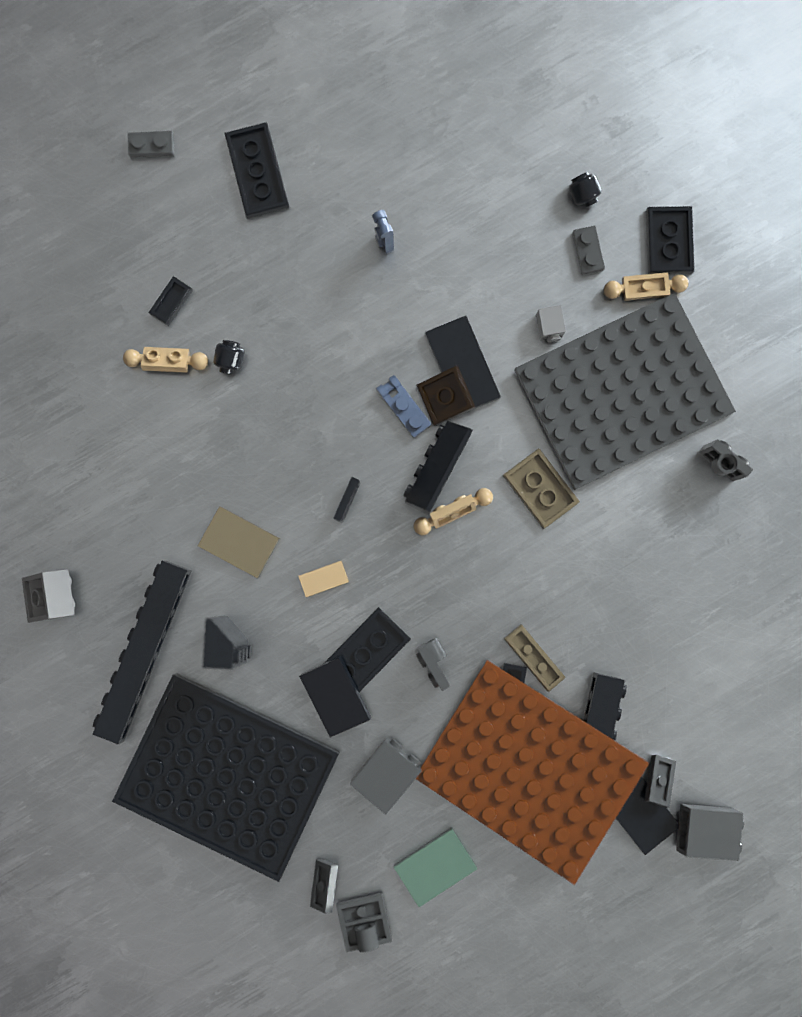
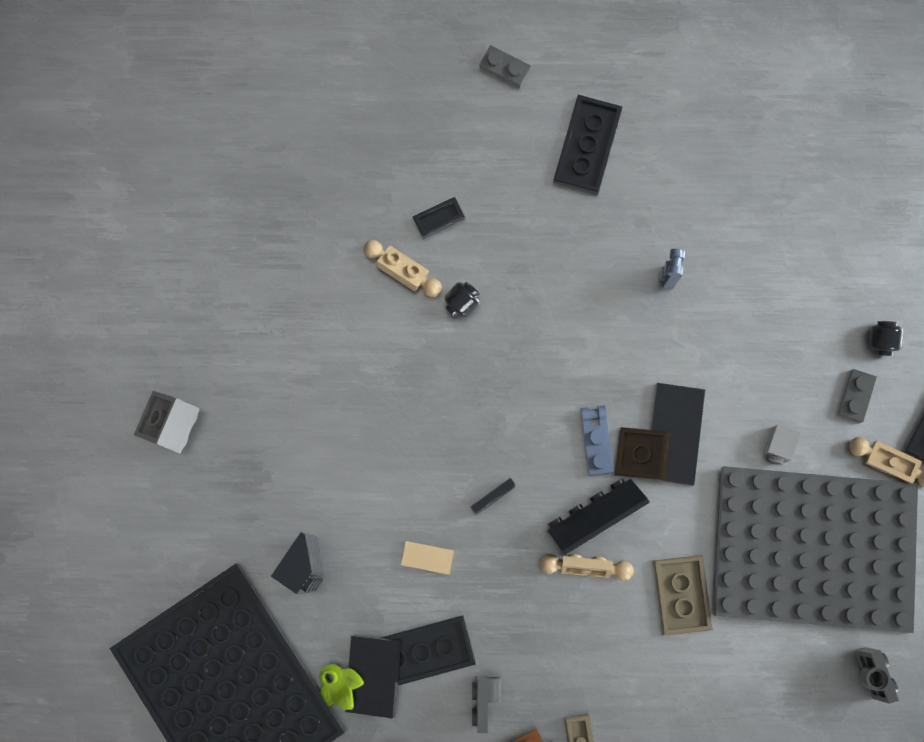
camera: 30 degrees right, 5 degrees down
(141, 652) = (219, 525): black brick -> none
(238, 542) = (369, 476): dark tan tile -> none
(314, 722) = (340, 689): none -> lime plate

